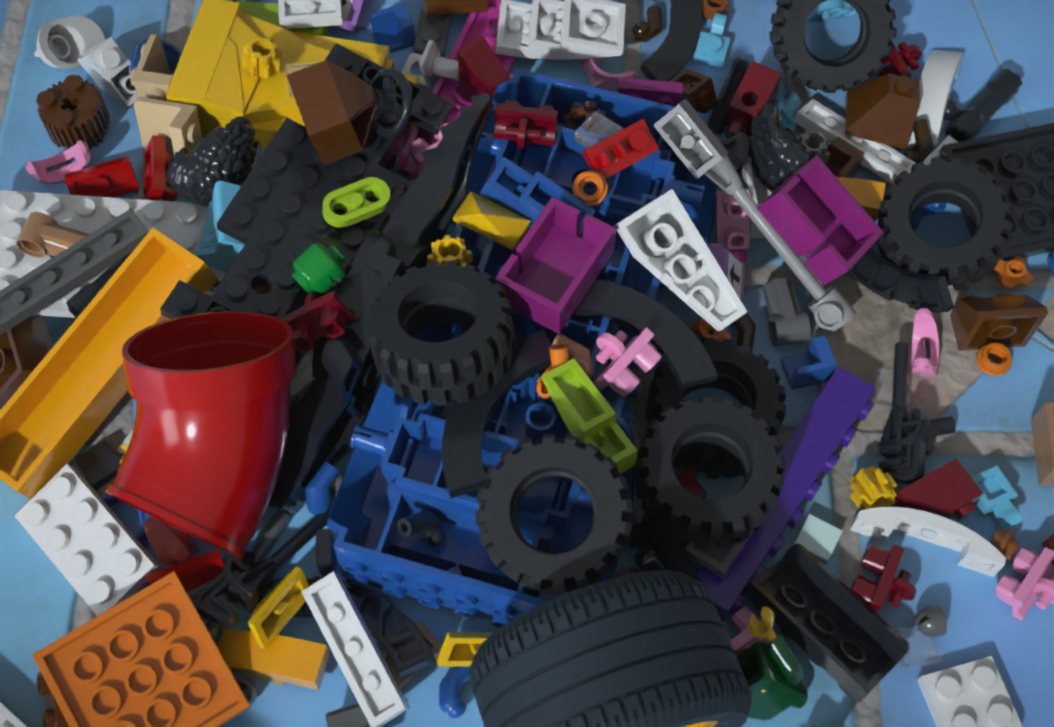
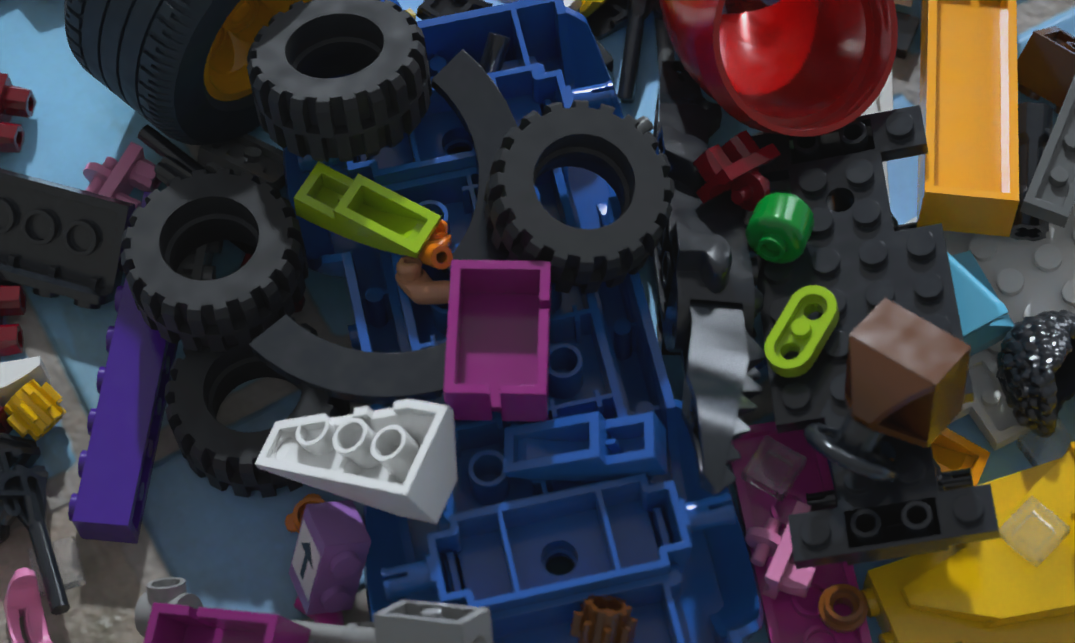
camera: 155 degrees right, 0 degrees up
(318, 492) = (642, 106): blue arm -> none
(450, 250) = (640, 330): yellow gear -> none
(492, 220) = (631, 392): yellow slope -> none
(525, 124) = (640, 541): dark red hips -> none
(586, 178) = (525, 488): orange plate -> none
(595, 130) = (562, 582): clear tile -> none
(621, 149) = (515, 559): red plate -> none
(638, 351) = (368, 304): bright pink hips -> none
(746, 330) = (272, 550): dark brown arm -> none
(771, 670) = (82, 136): dark green torso -> none
(786, 320) = (222, 578): dark grey piece -> none
(810, 367) = (170, 533): blue panel -> none
(819, 538) = (81, 339): light aqua tile -> none

